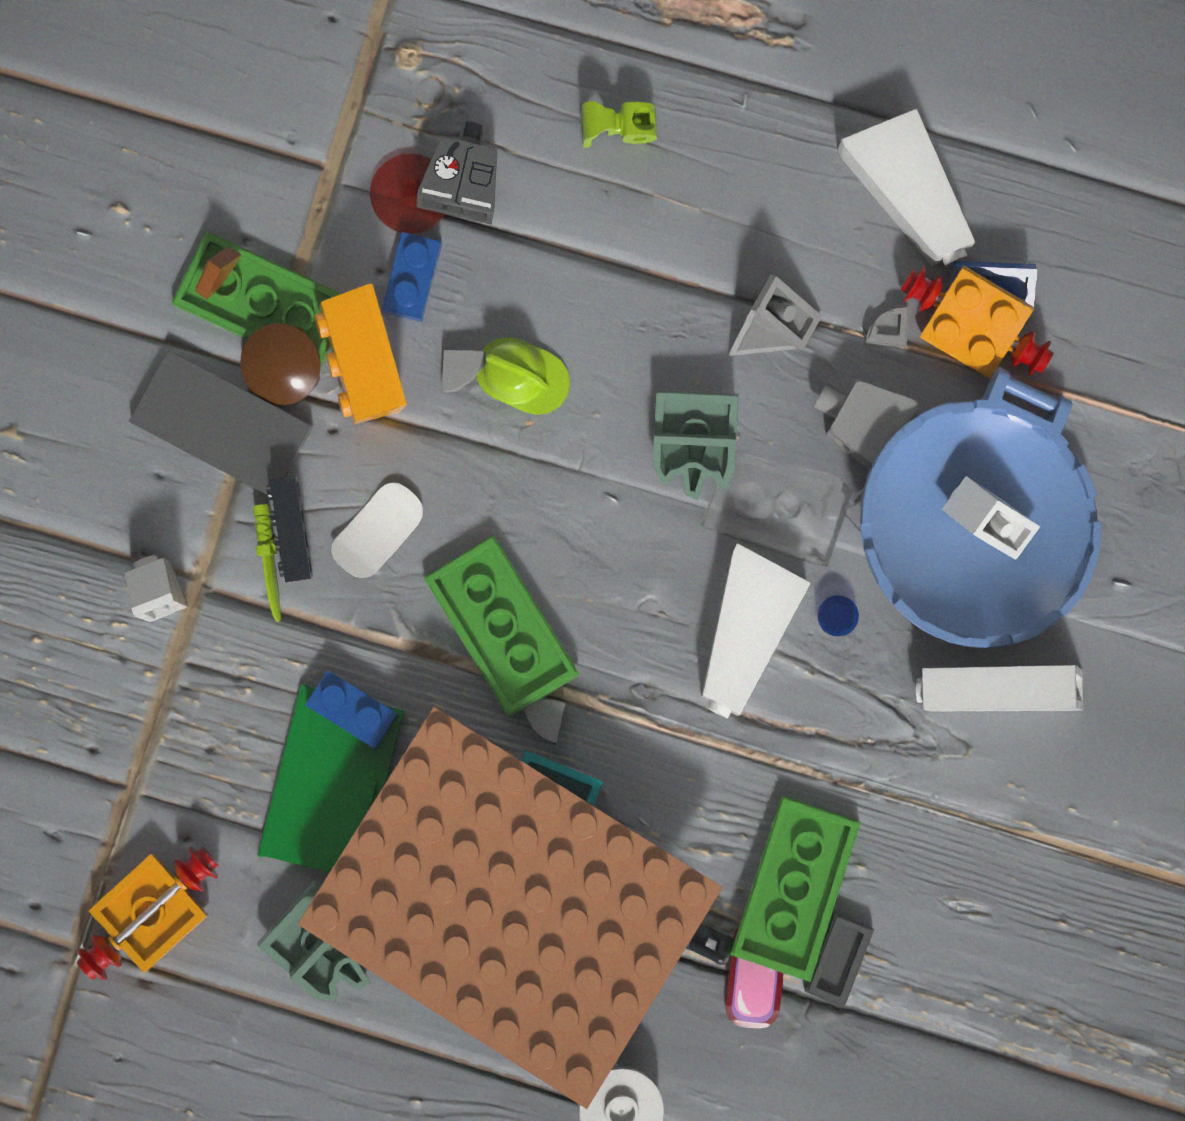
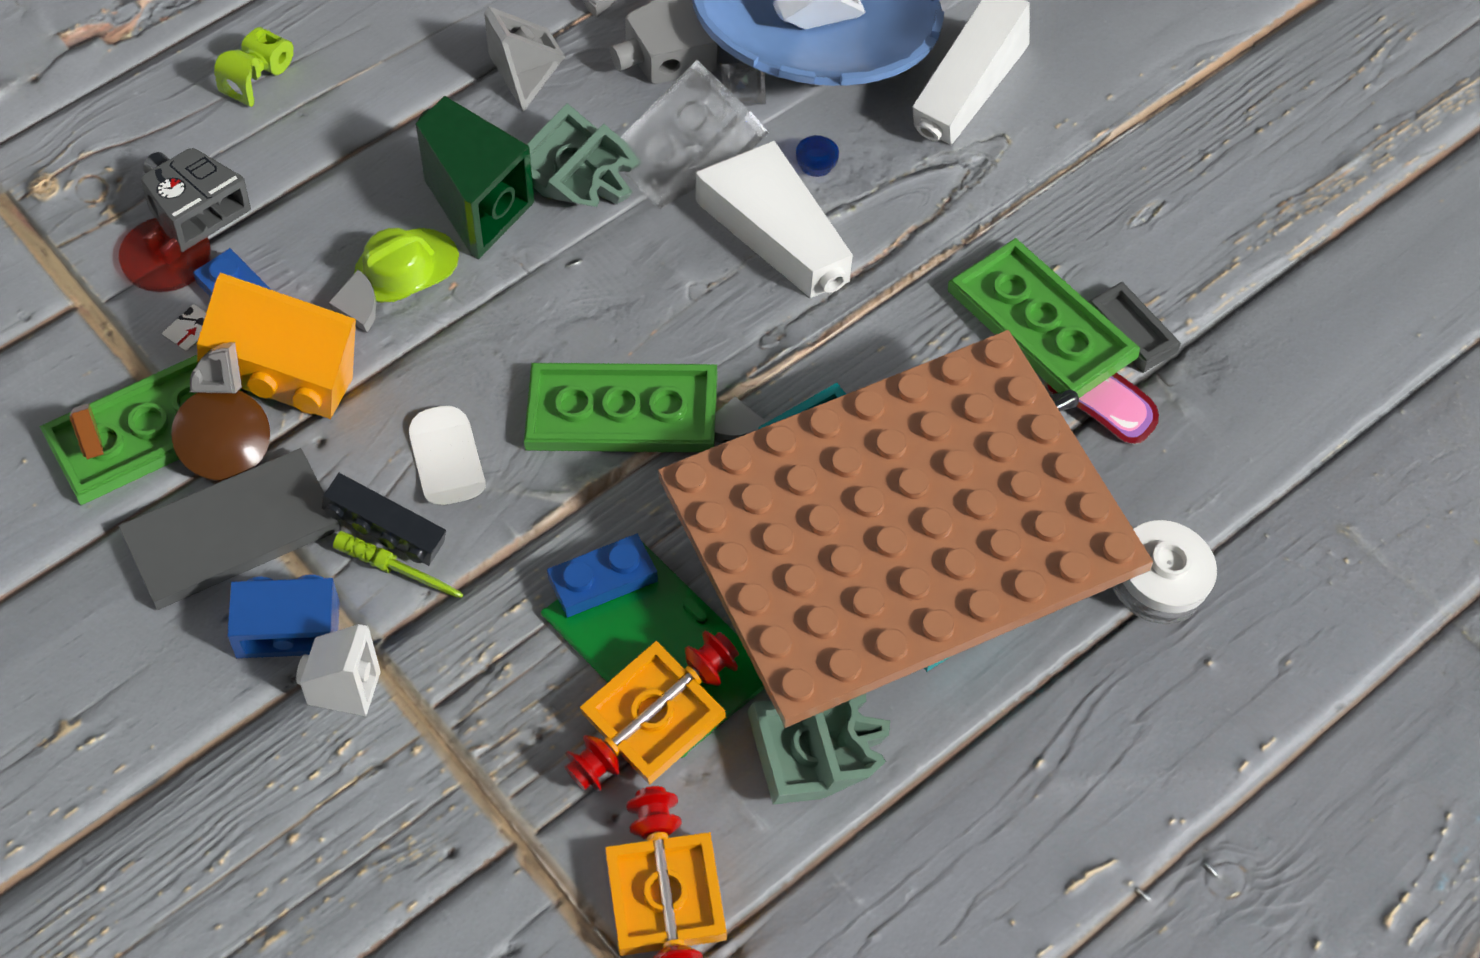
camera: 60 degrees left, 25 degrees down
(174, 518) = (281, 615): none -> blue brick
(266, 819) = (652, 712): none -> light orange plate
(312, 332) = (217, 371): none -> light grey tile
(362, 262) = (186, 328): none -> white sticker
(615, 375) = (474, 173): none -> dark green slope

